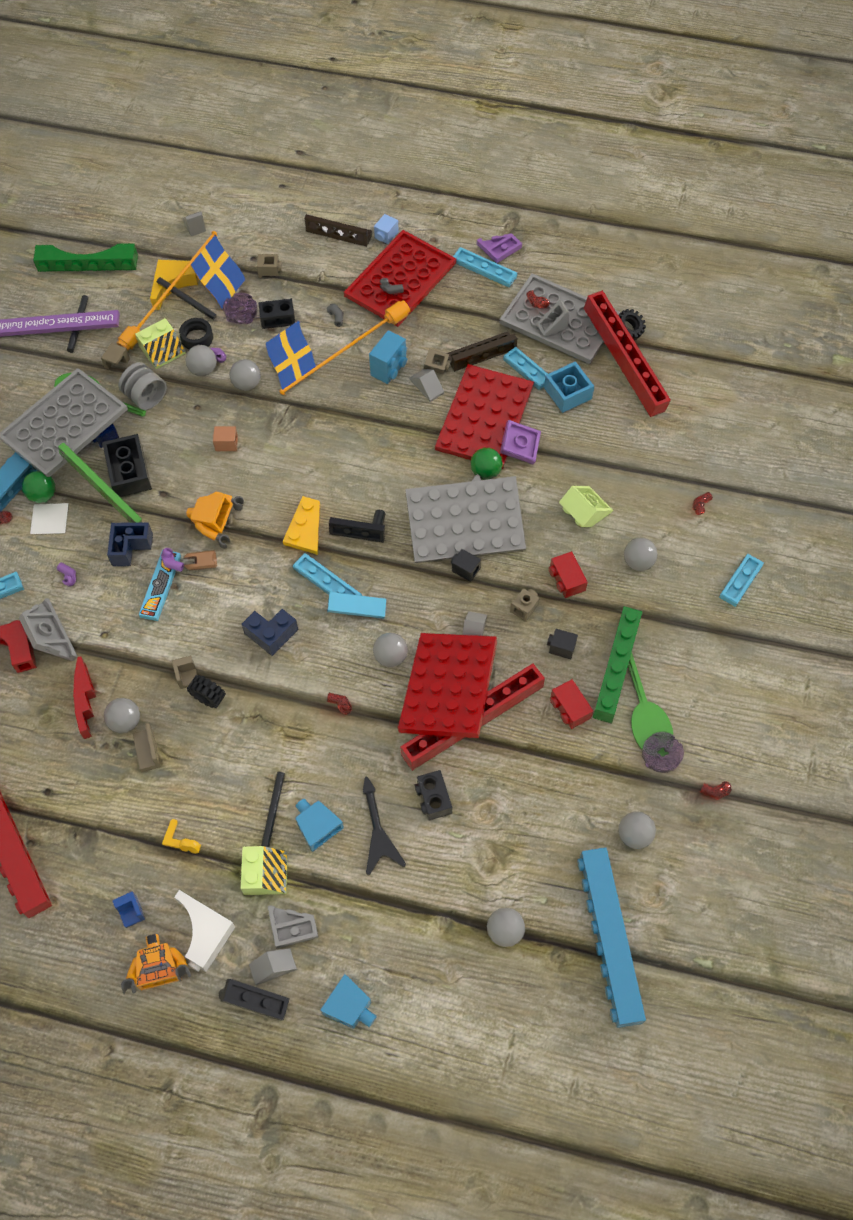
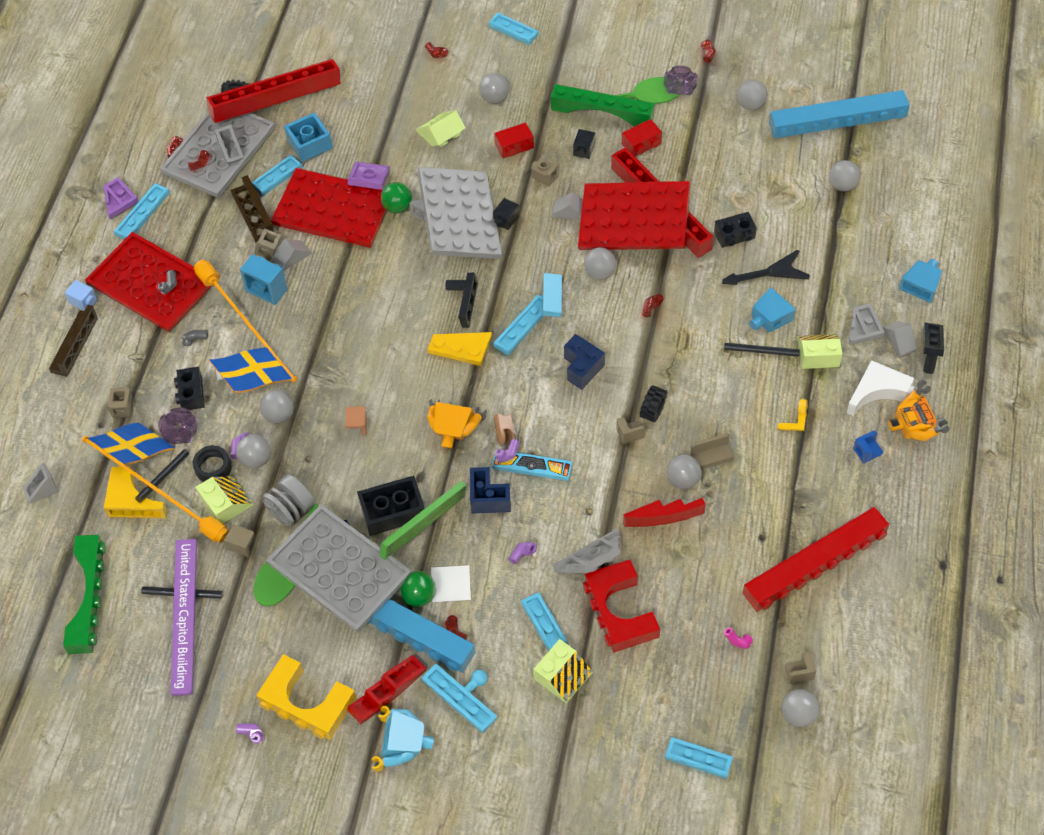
camera: 90 degrees left, 5 degrees down
(564, 283) = (174, 142): none -> clear red arm

